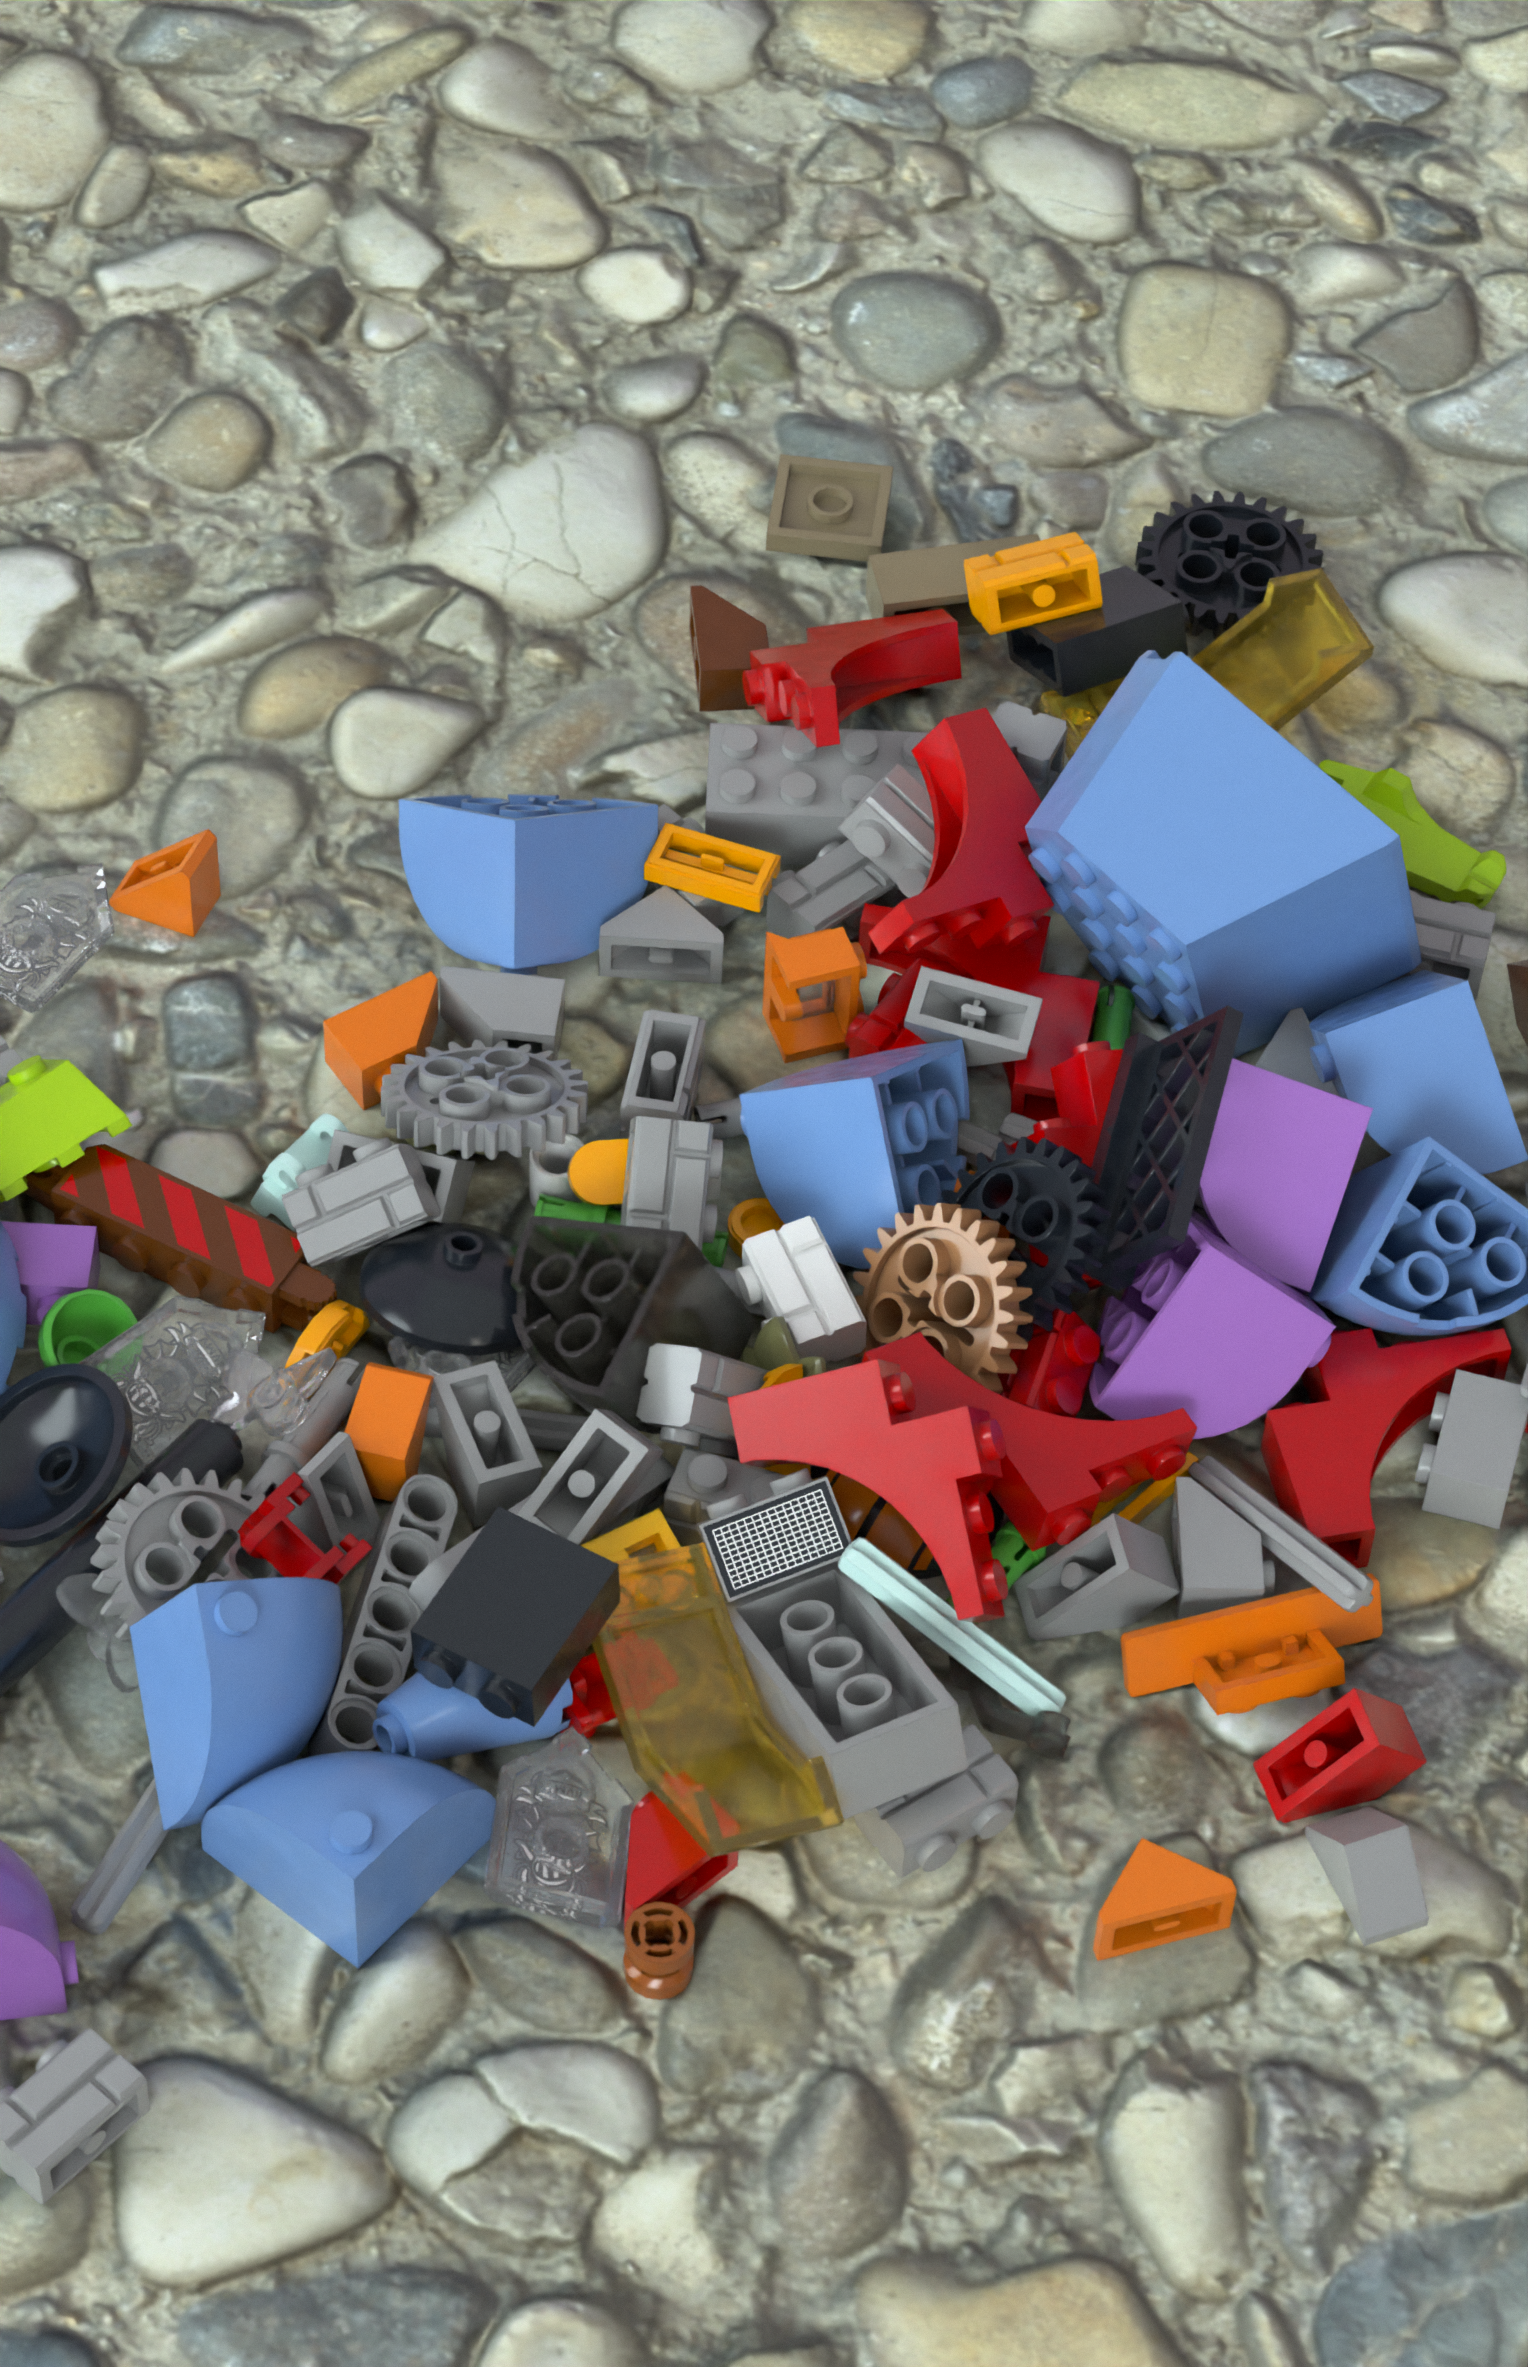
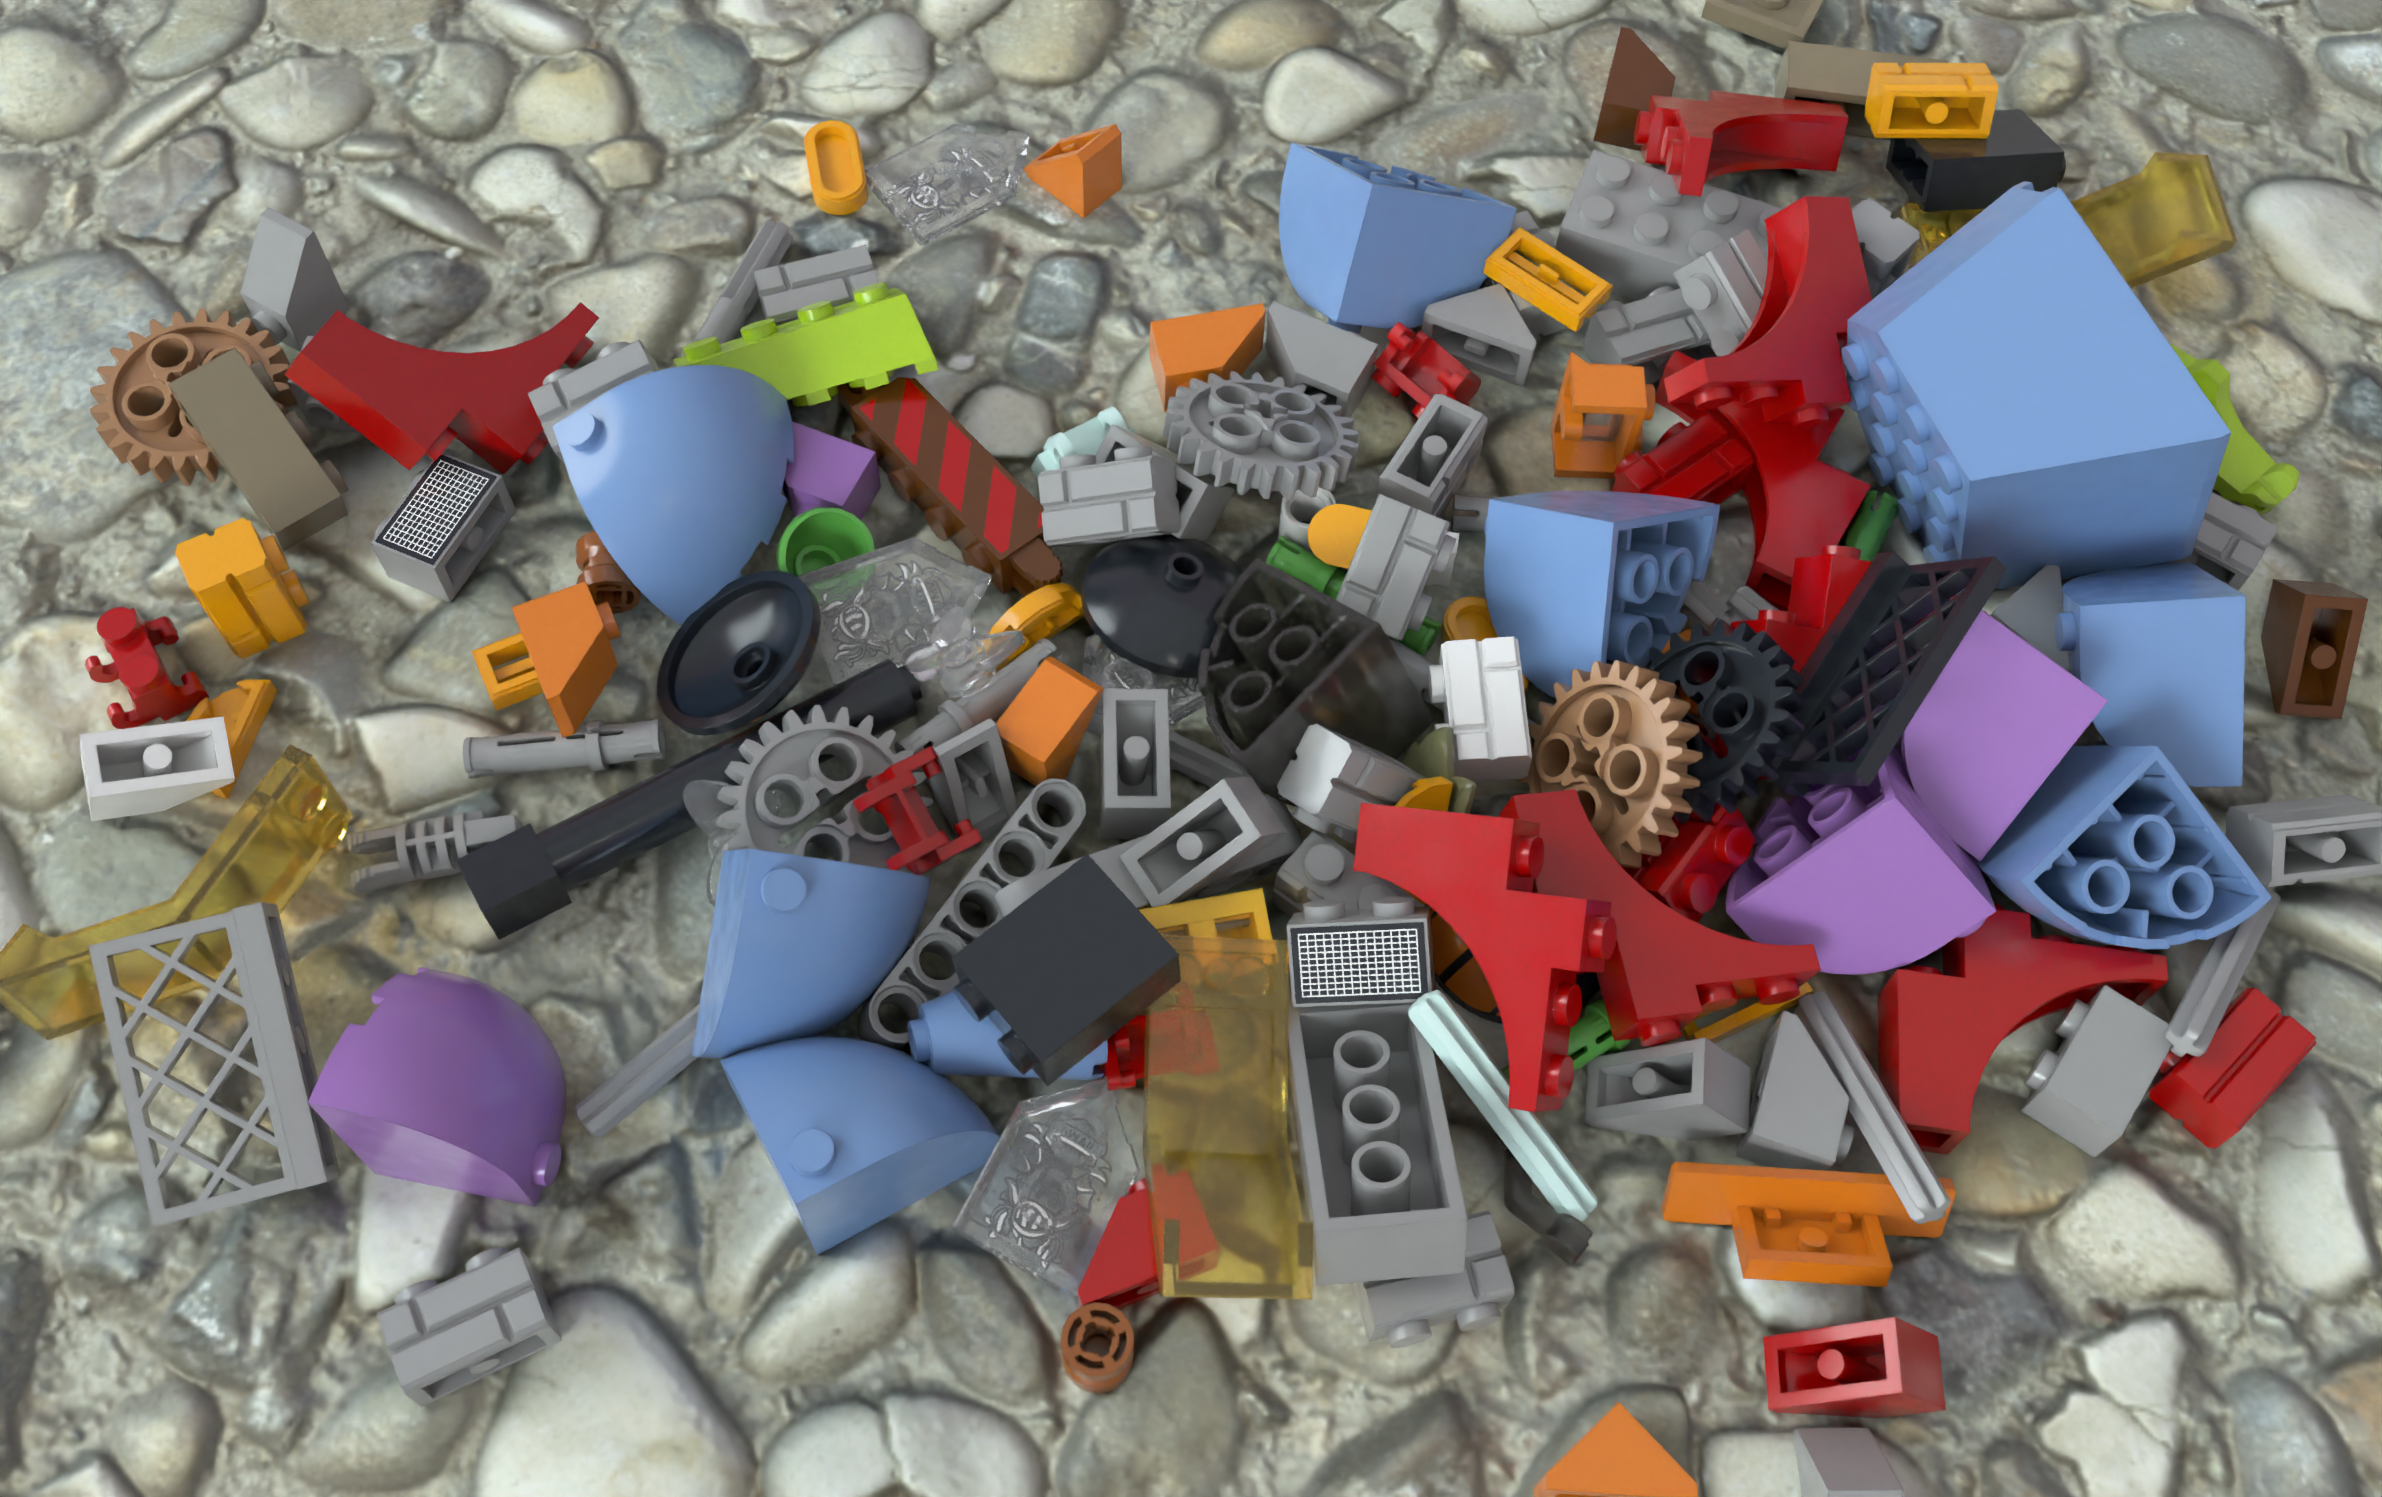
camera: 20 degrees right, 10 degrees up
(616, 993) = (1422, 369): none -> red piece
(988, 1018) = (1751, 492): light grey slope -> none
(1223, 556) = (2112, 124): black gear -> none

